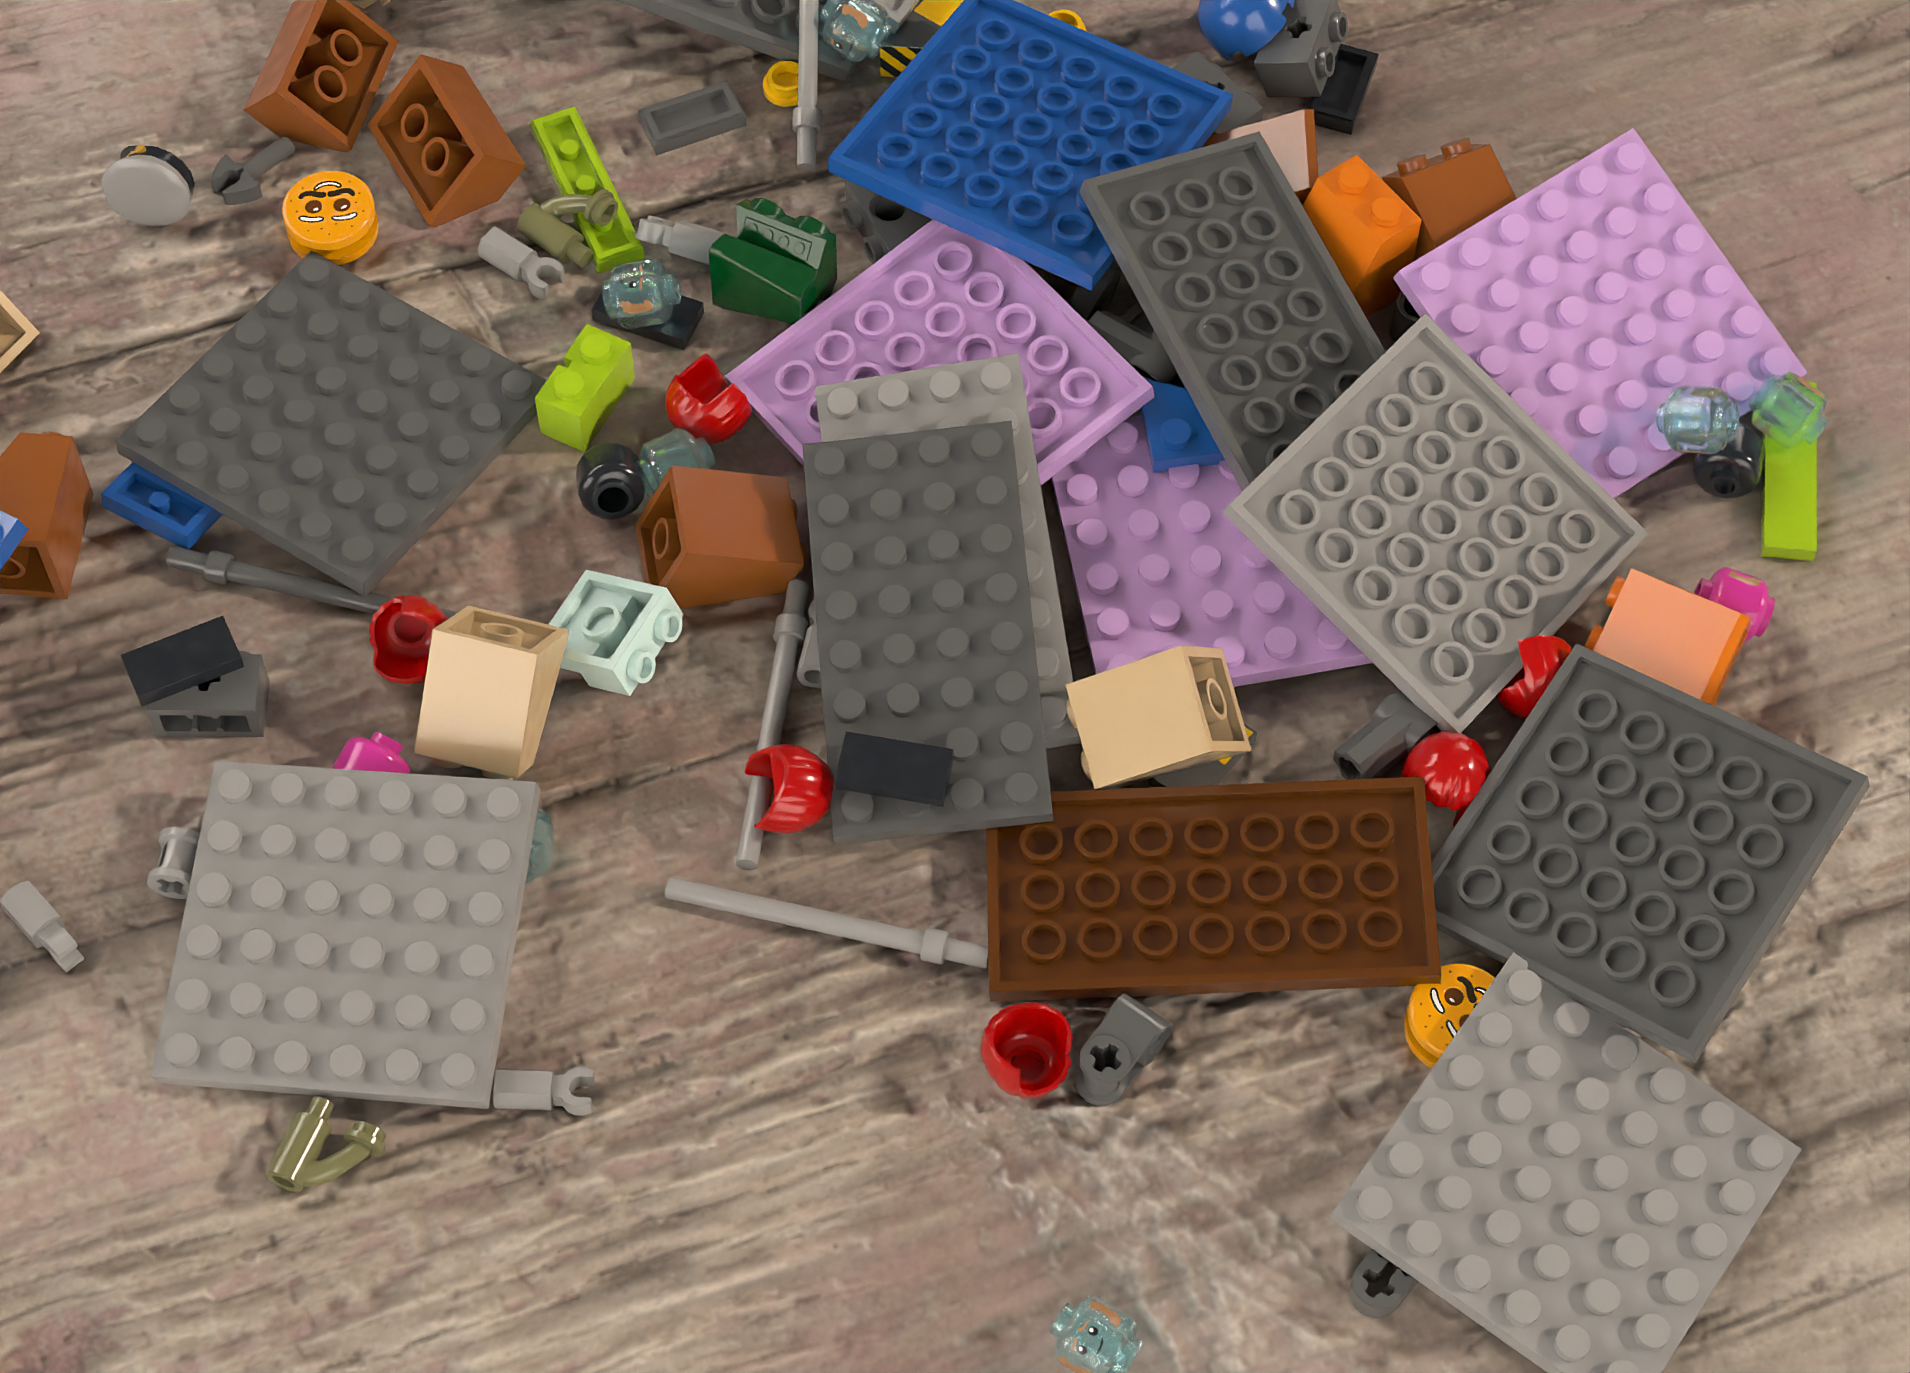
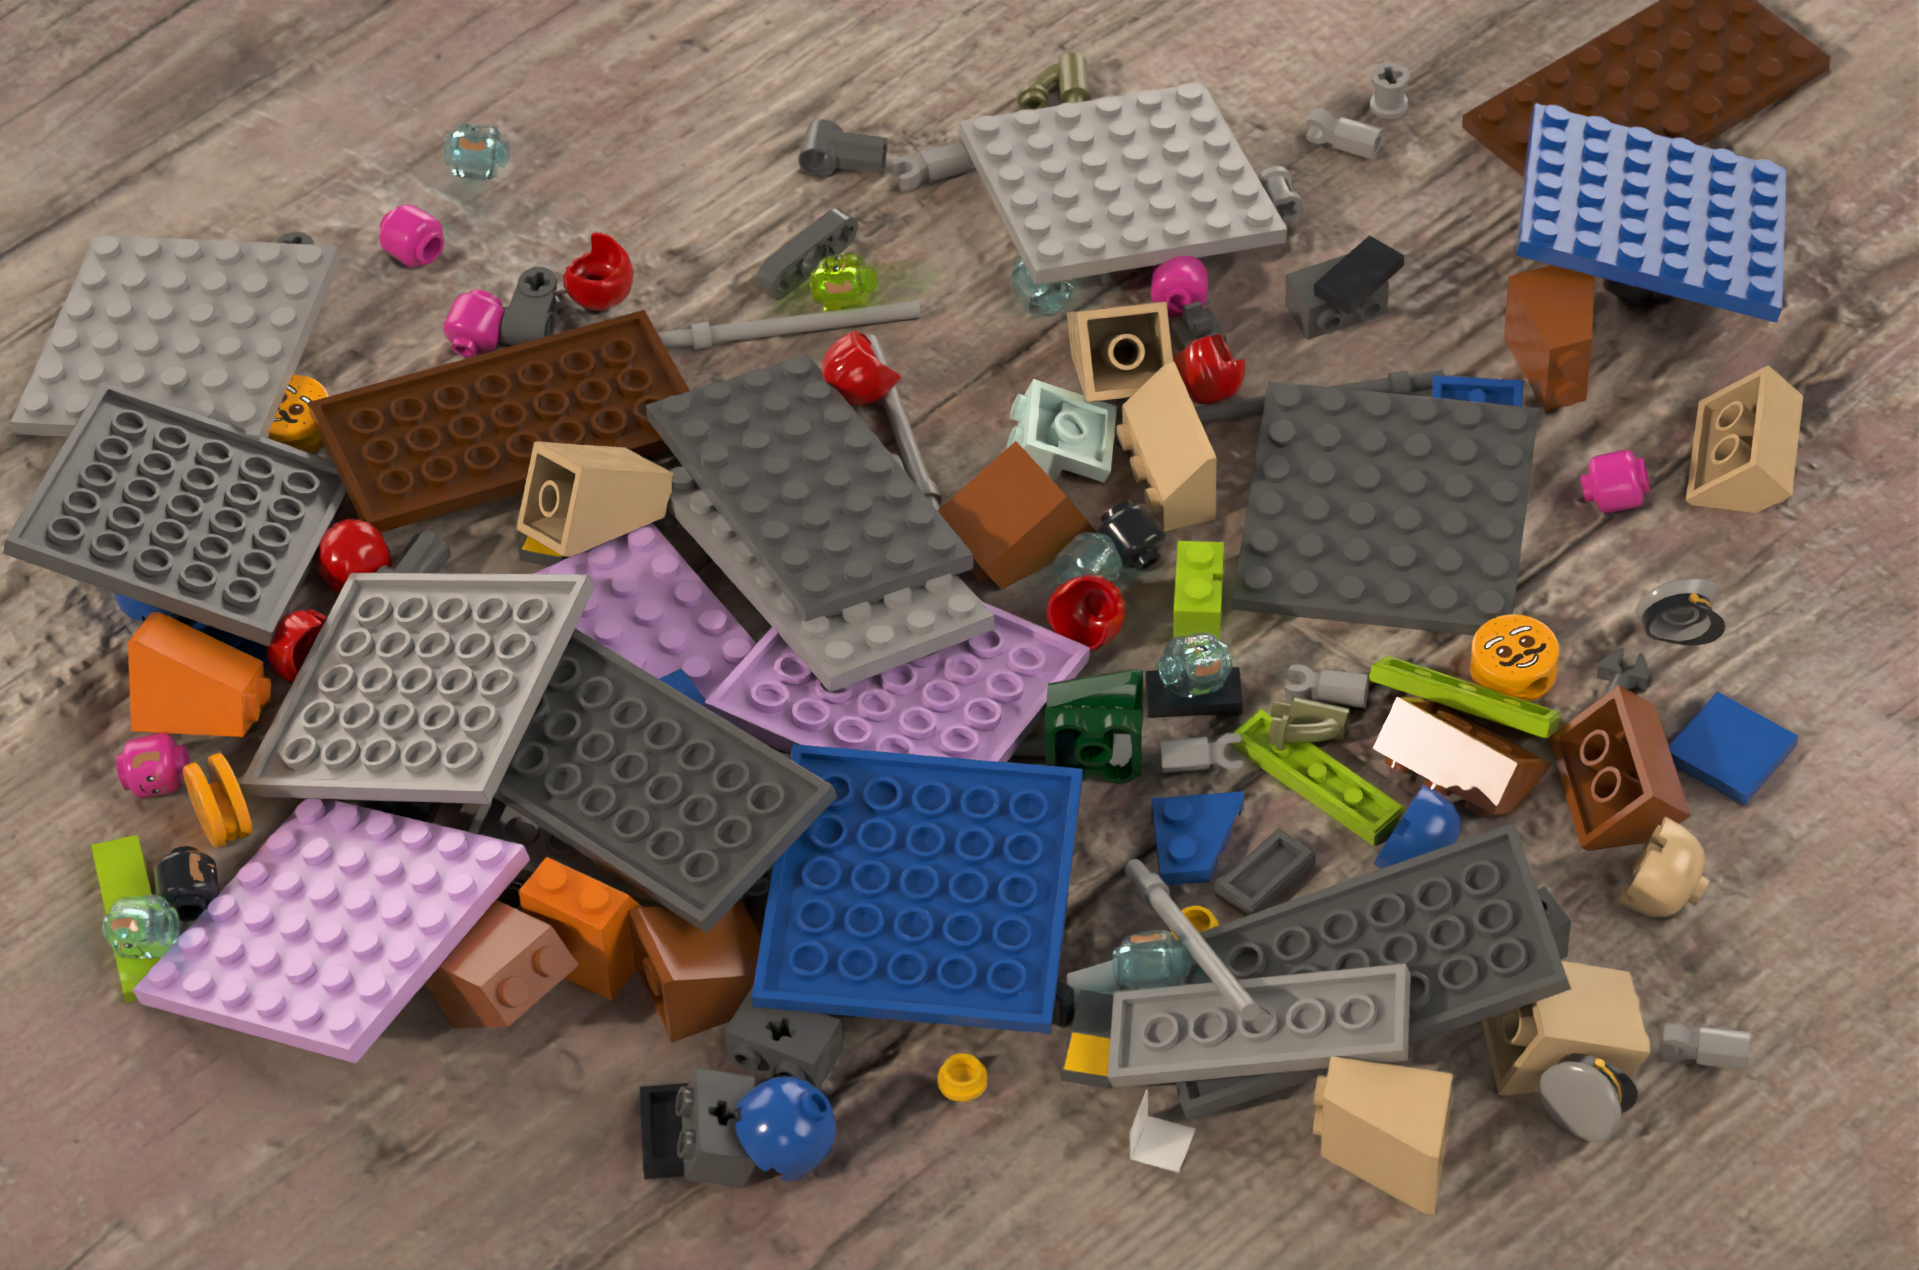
camera: 160 degrees right, 10 degrees down
(96, 354) = (1616, 481): none -> dark pink head
(199, 74) = (1731, 748): none -> blue tile
(386, 715) = (1194, 325): none -> dark grey tile
(405, 199) = (1465, 696): none -> lime tile
(518, 539) = (1169, 451): none -> tan slope
(546, 67) = (1425, 827): none -> blue cylinder
(650, 1160) = (831, 148): none -> dark grey piece
(730, 173) = (1193, 833): none -> blue wing
(740, 936) = (843, 282): none -> clear neon green head
(759, 1005) = (801, 255): none -> dark grey beam
(894, 768) = (777, 379): black tile -> none
(1196, 1057) = (474, 323): none -> dark pink head
(1226, 1233) = (411, 235): none -> dark pink head
(1677, 523) = (219, 804): none -> light orange head
(1698, 419) = (219, 859): clear light blue head -> none

